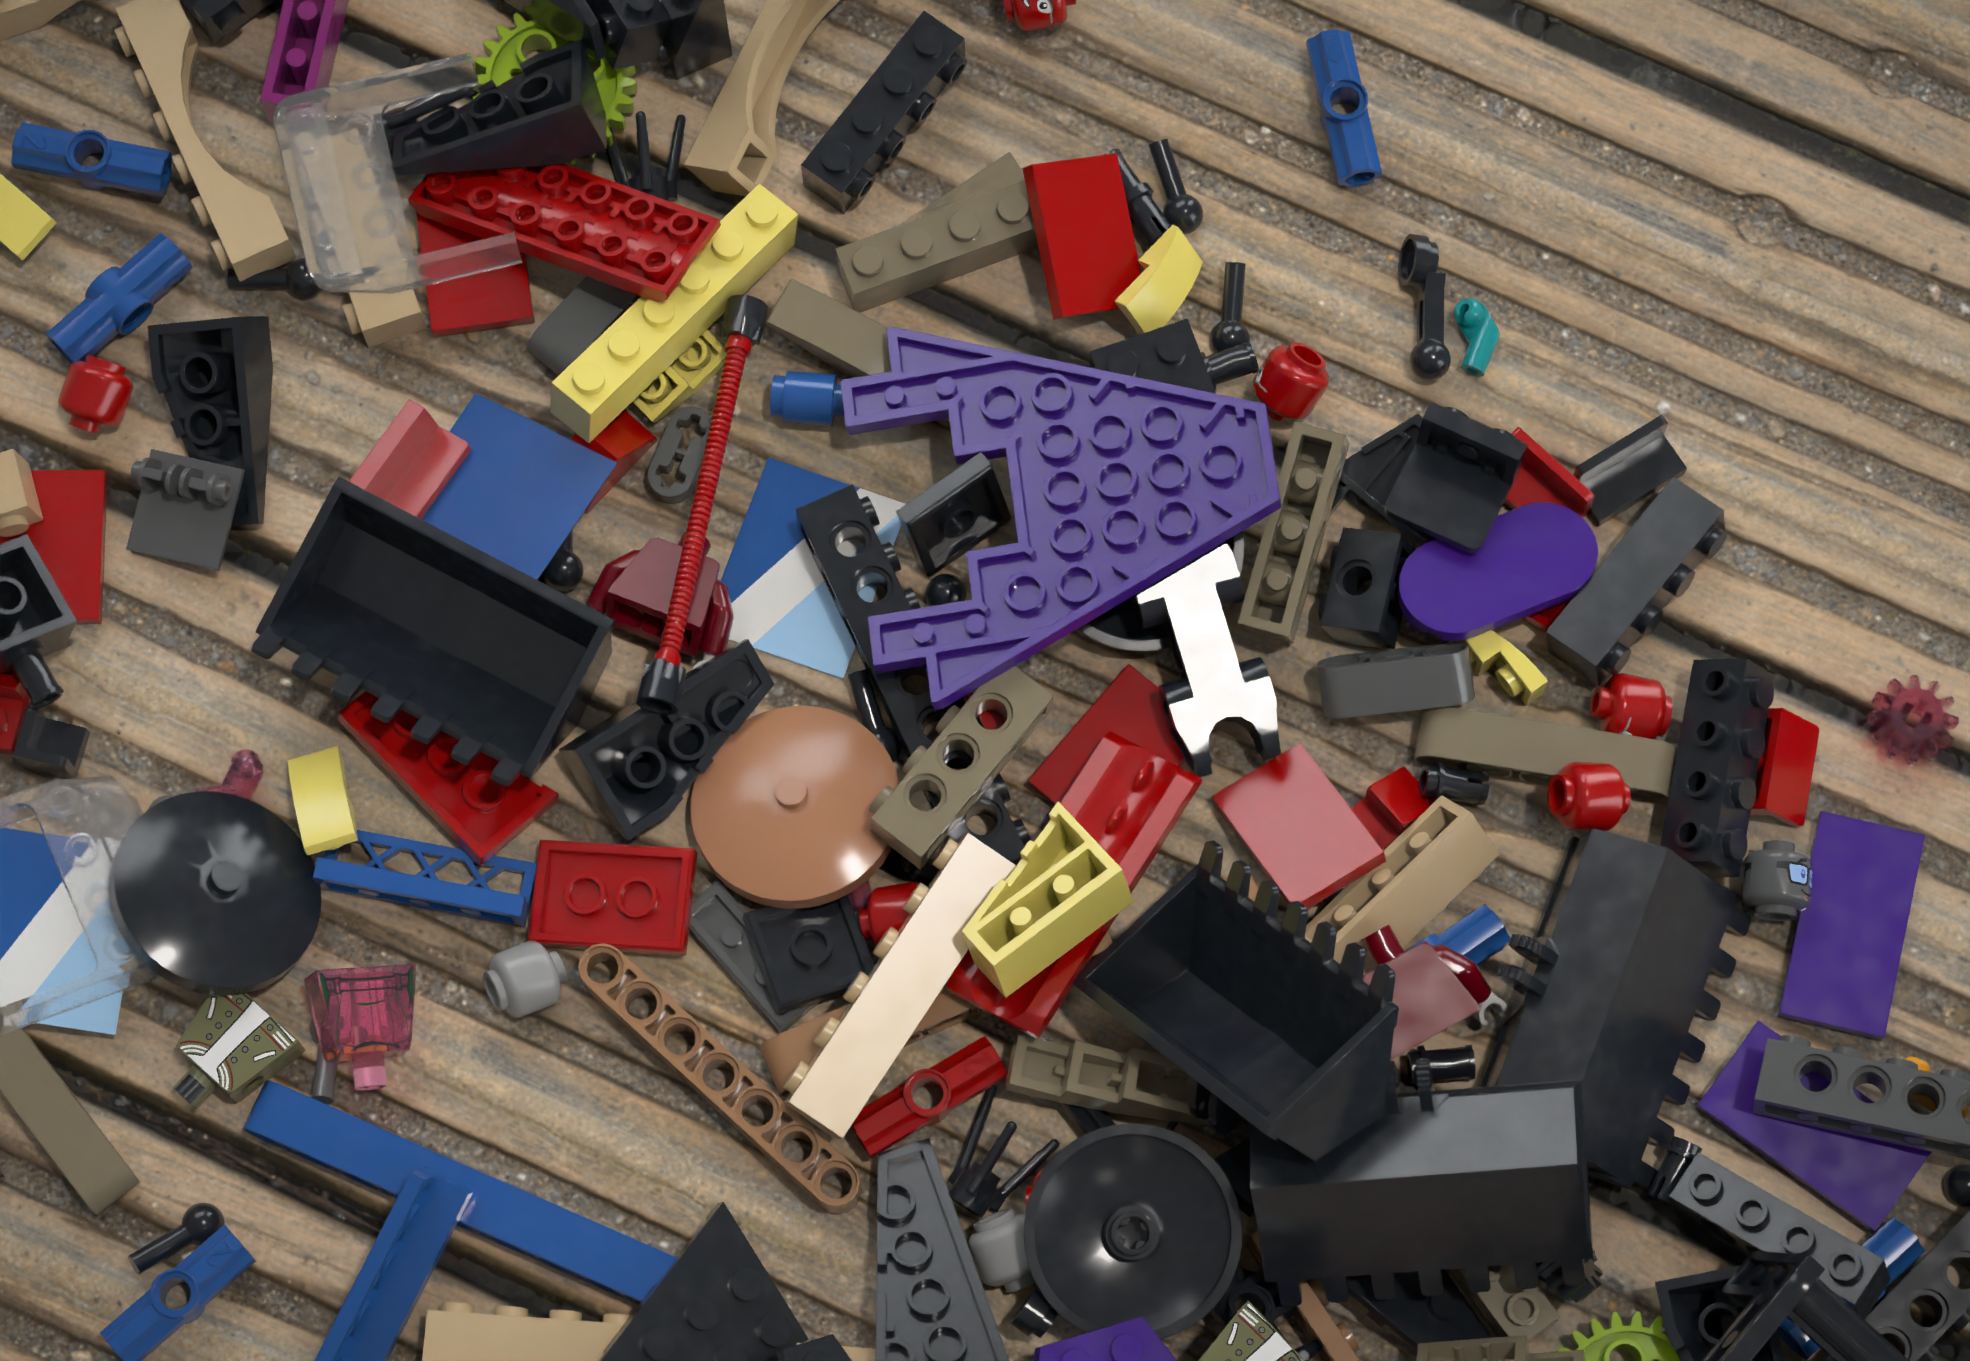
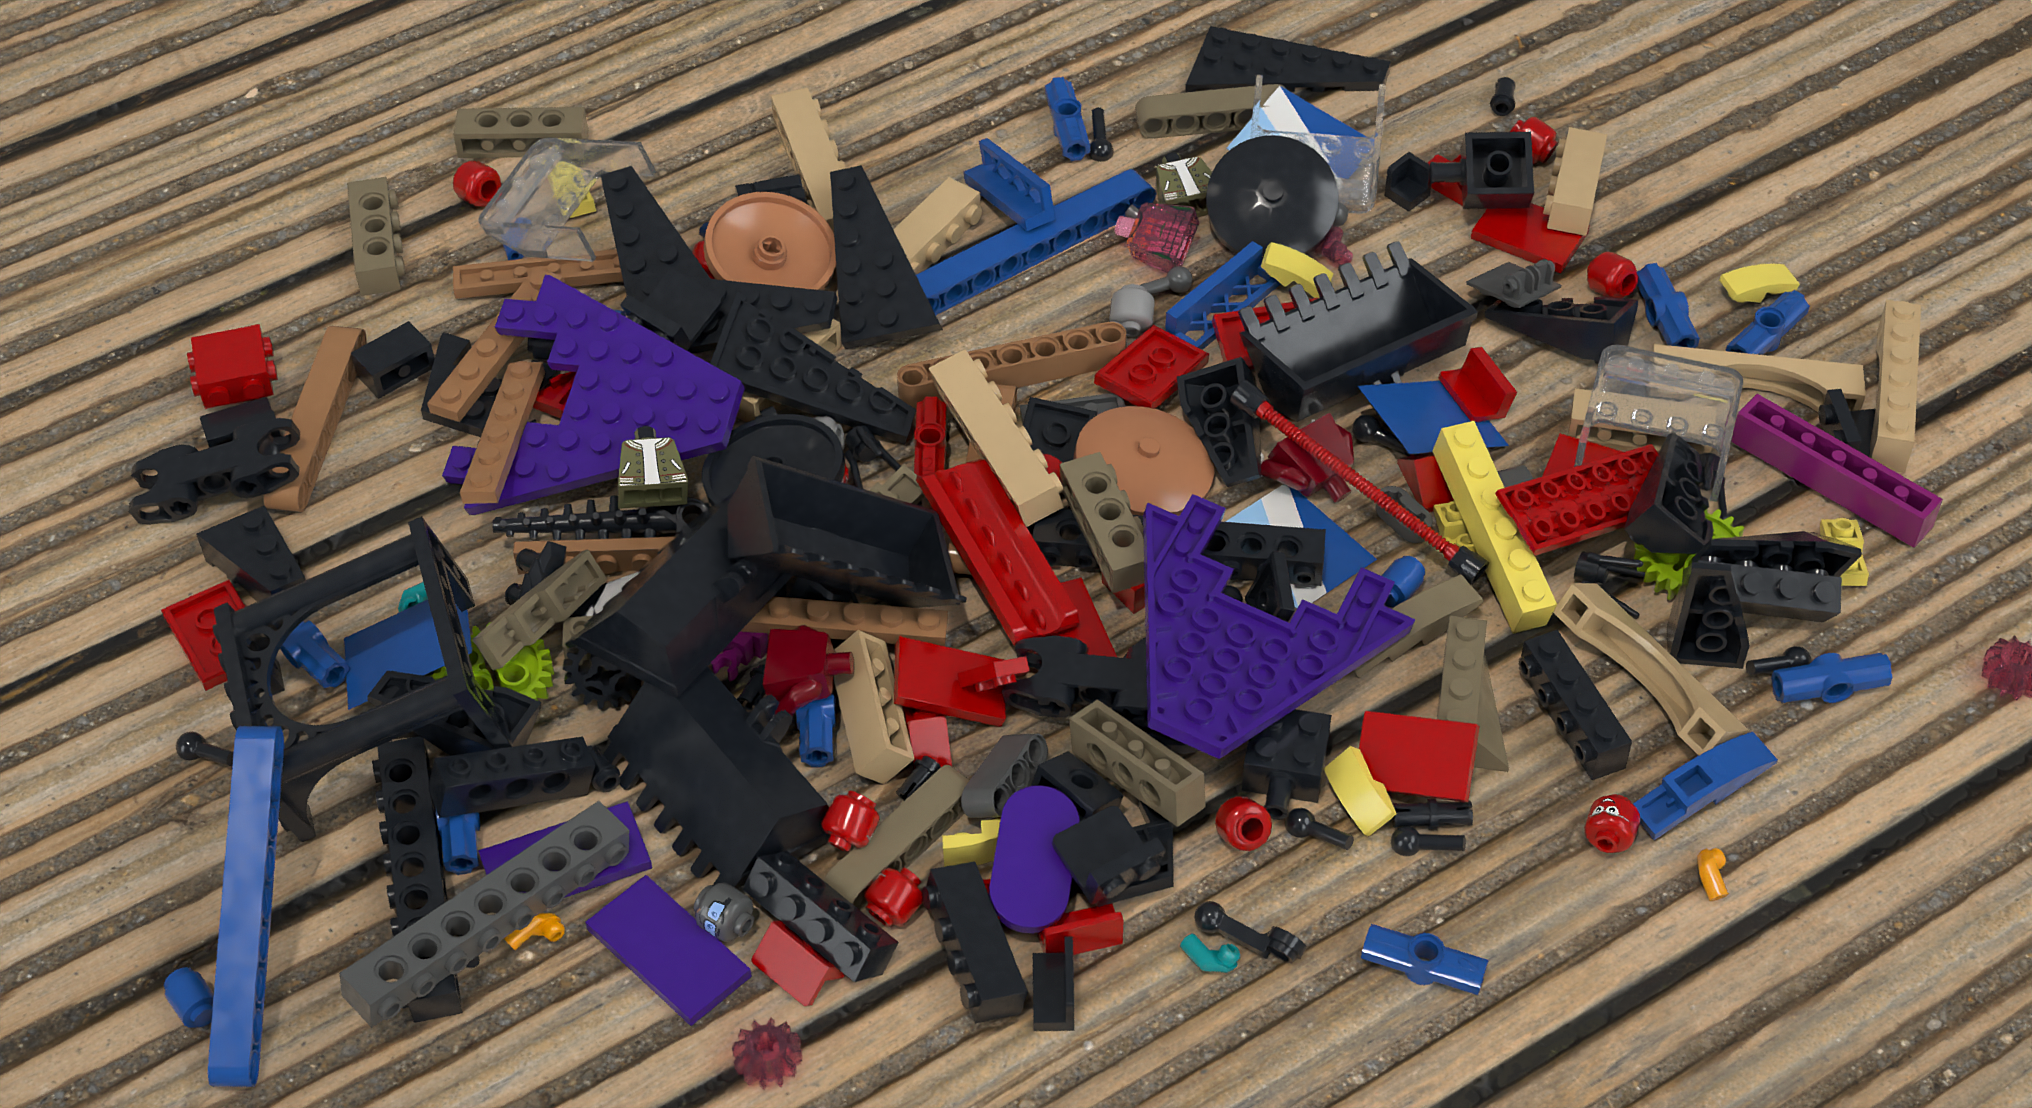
camera: 120 degrees right, 25 degrees down
(427, 956) = (1178, 280): none -> dark grey bar
(1046, 904) = (986, 503): light yellow wedge -> none
(1270, 759) = (994, 674): none -> red wing

